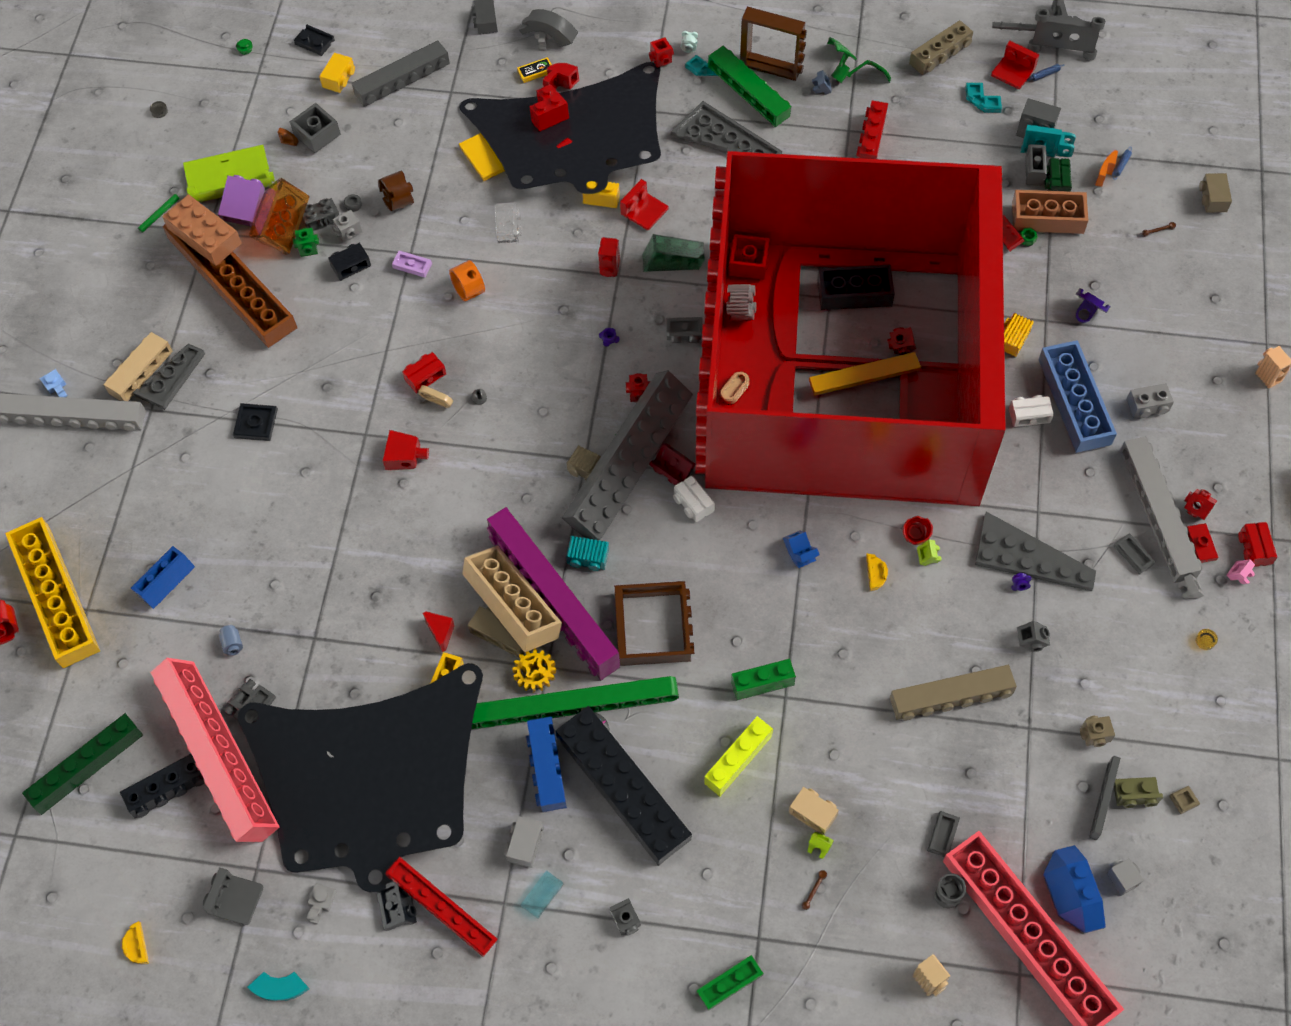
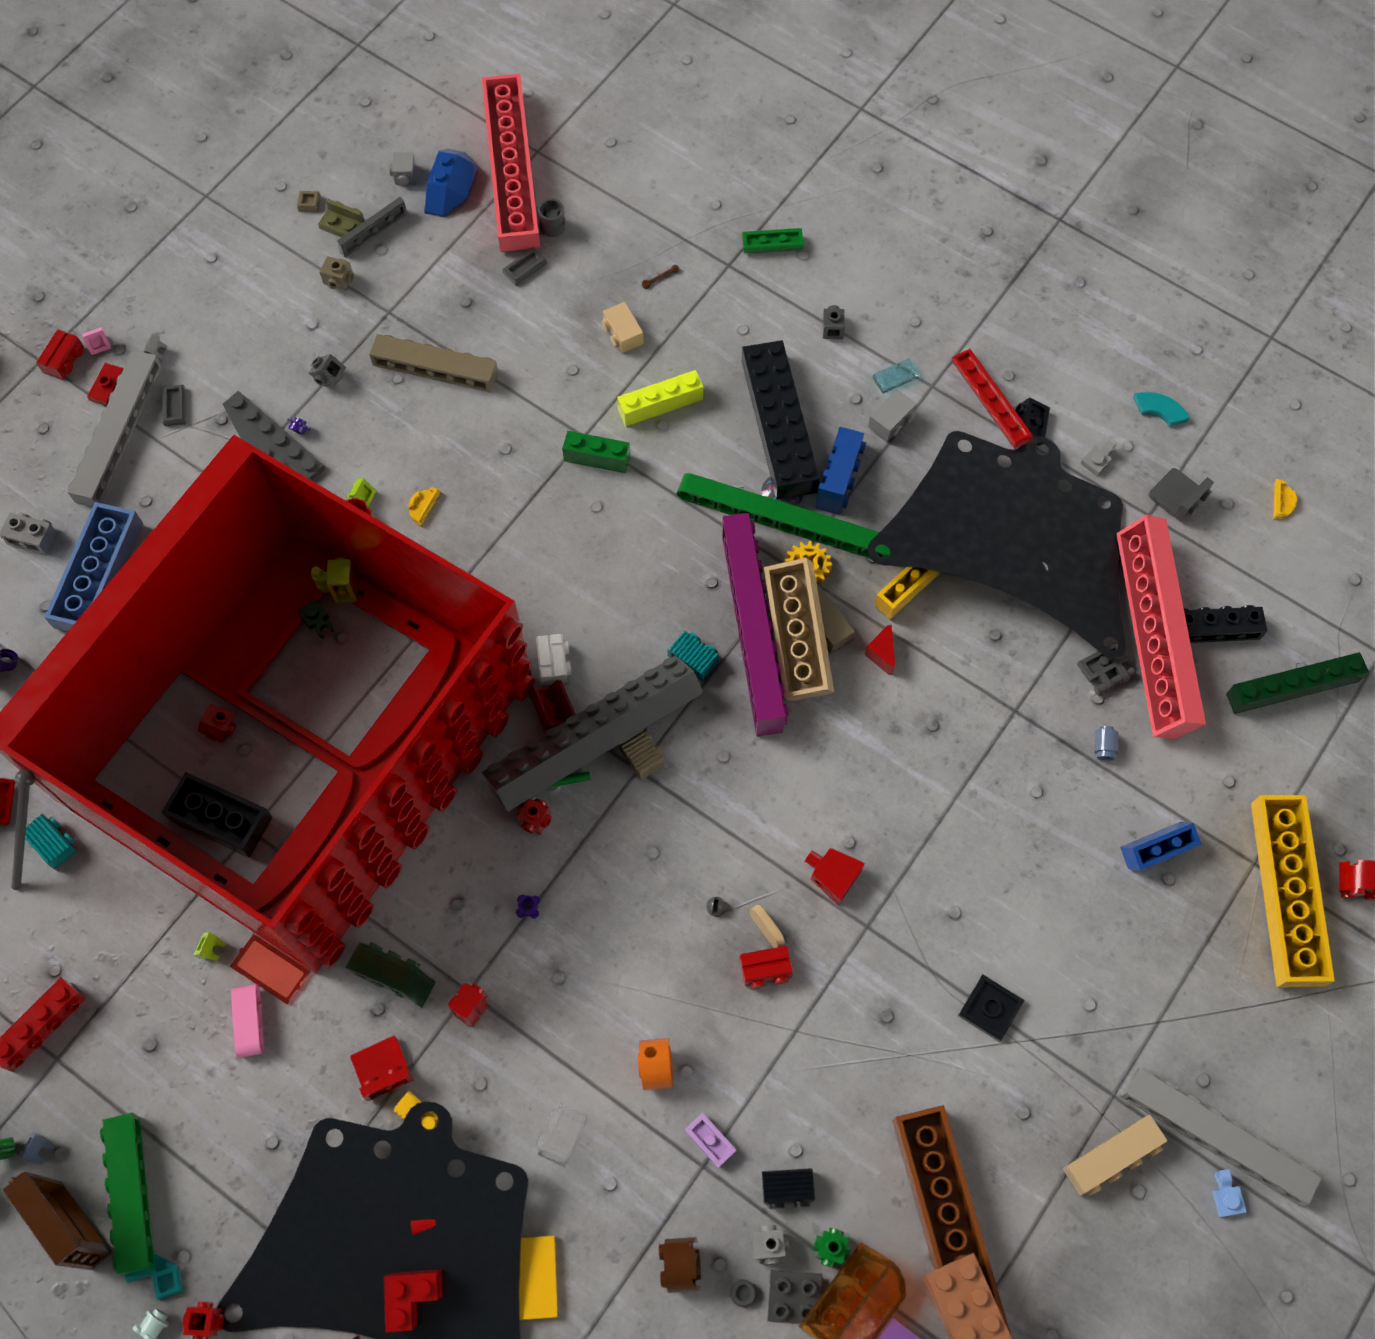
camera: 155 degrees left, 5 degrees up
(170, 378) = (1081, 1121): dark grey wing -> none
(652, 590) = (683, 521): reddish brown window -> none
(684, 329) = (442, 858): dark grey bracket -> none
(716, 130) = (216, 1143): dark grey wing -> none
(800, 548) = (481, 550): blue brick -> none
(820, 841) = (634, 301): lime tile -> none
(864, 373) = (284, 704): yellow tile -> none
(931, 976) = (610, 166): tan brick -> none
(1204, 498) = (77, 410): red brick -> none
(1206, 639) = (179, 305): clear yellow tile -> none

